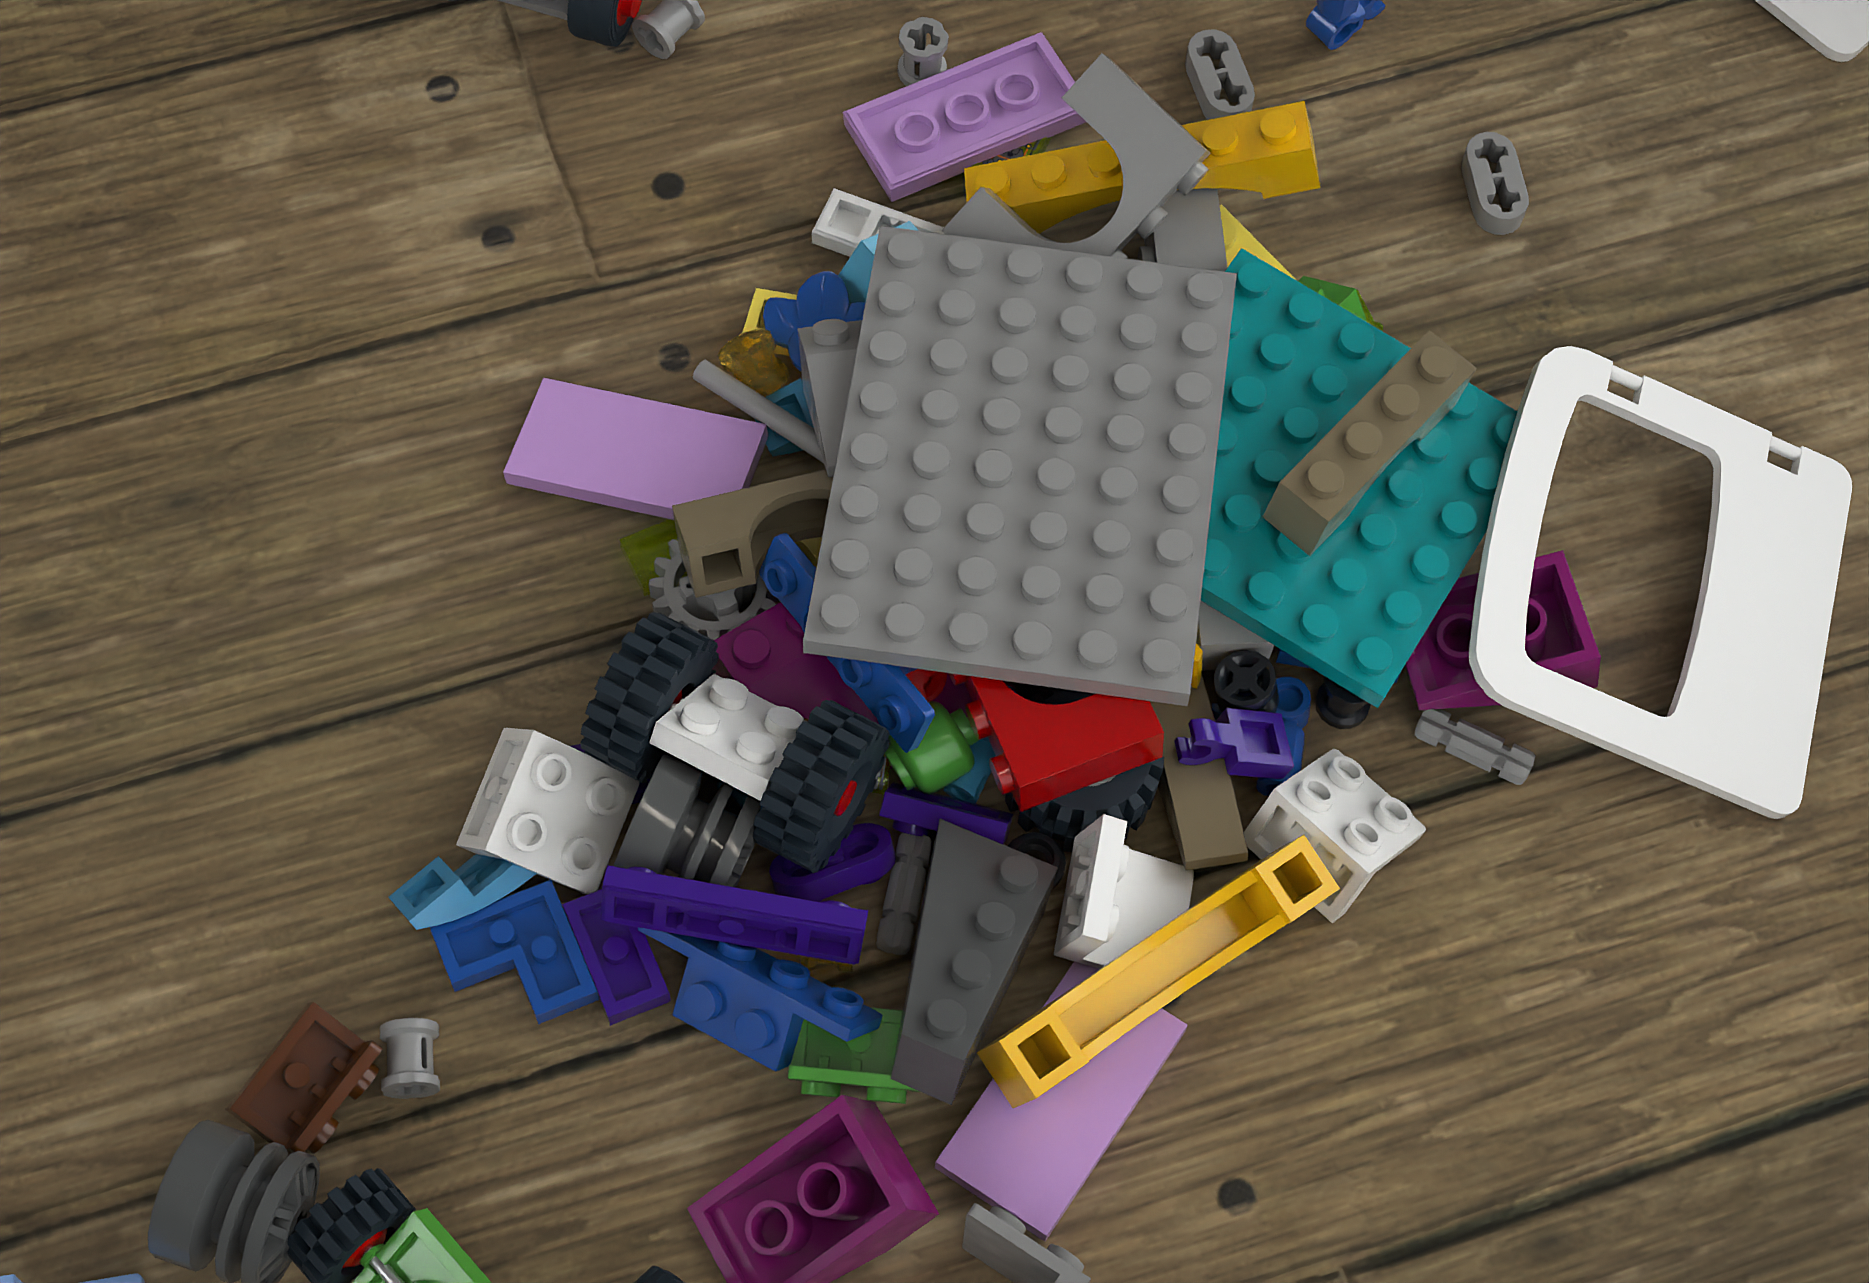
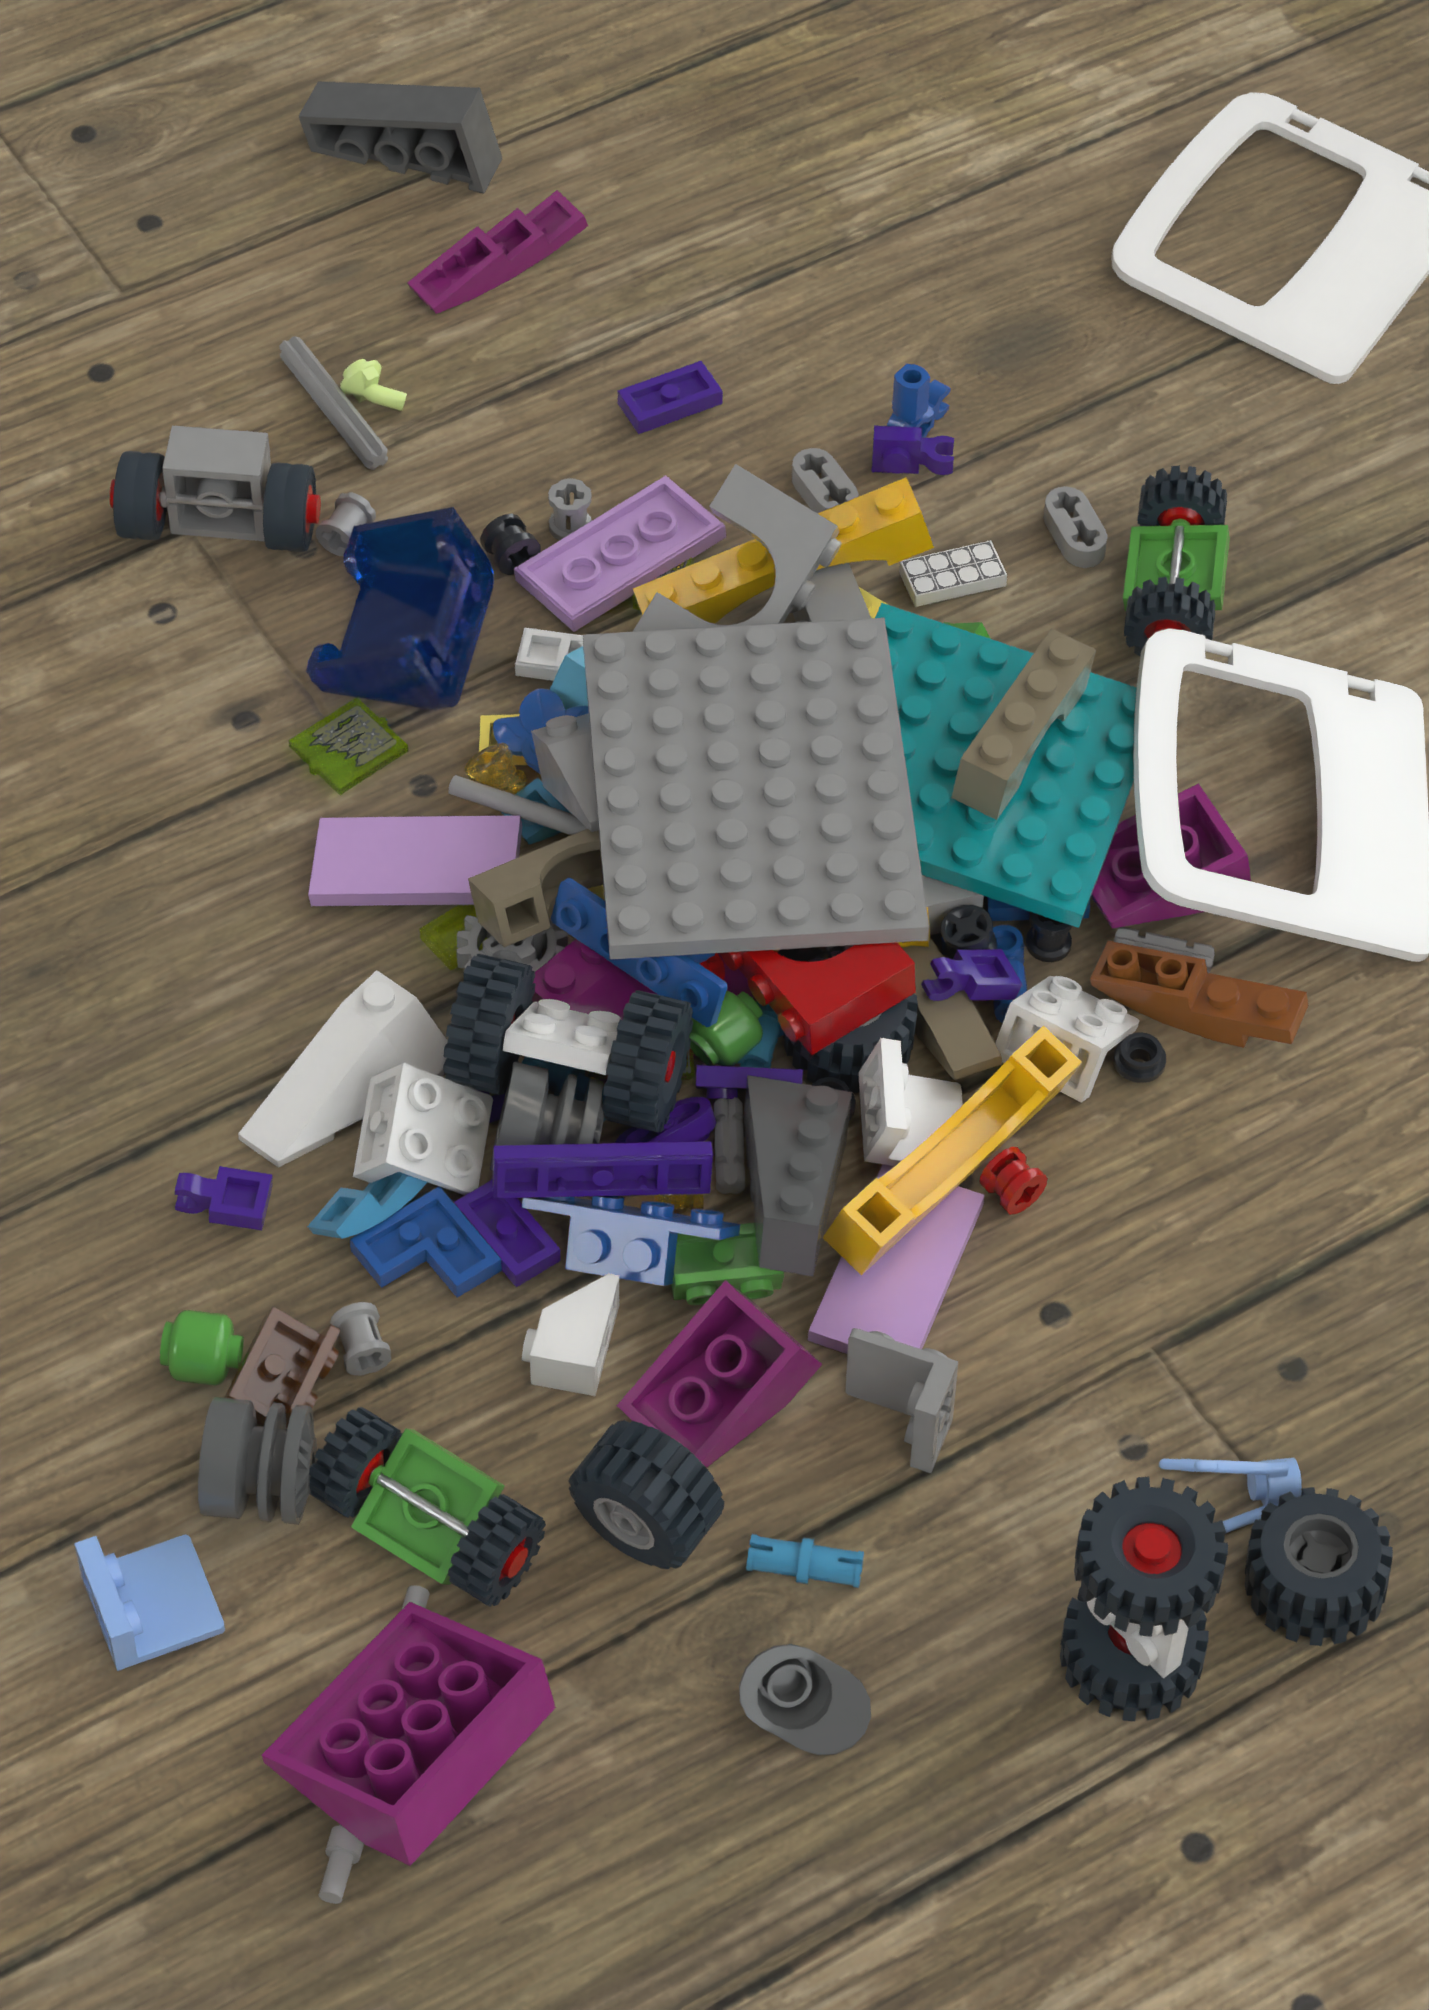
camera: 10 degrees left, 10 degrees down
(219, 1033) = (200, 1347): none -> bright green head
(313, 843) = (232, 1198): none -> dark purple plate
(517, 676) = (331, 1078): none -> white wedge
(602, 292) = (348, 746): none -> piece
(657, 1112) = (574, 1338): none -> white slope
(716, 150) = (414, 612): none -> clear blue windscreen
(844, 80) = (509, 542): none -> black wheel
(1225, 1014) = (1013, 1180): none -> red wheel
(1319, 52) = (904, 449): none -> dark purple plate
(1341, 214) = (953, 573): none -> white tile
(1419, 865) = (1142, 1047): none -> black plate
(1501, 822) = (1187, 997): none -> dark orange slope
(1601, 252) = (1176, 556): none -> plate

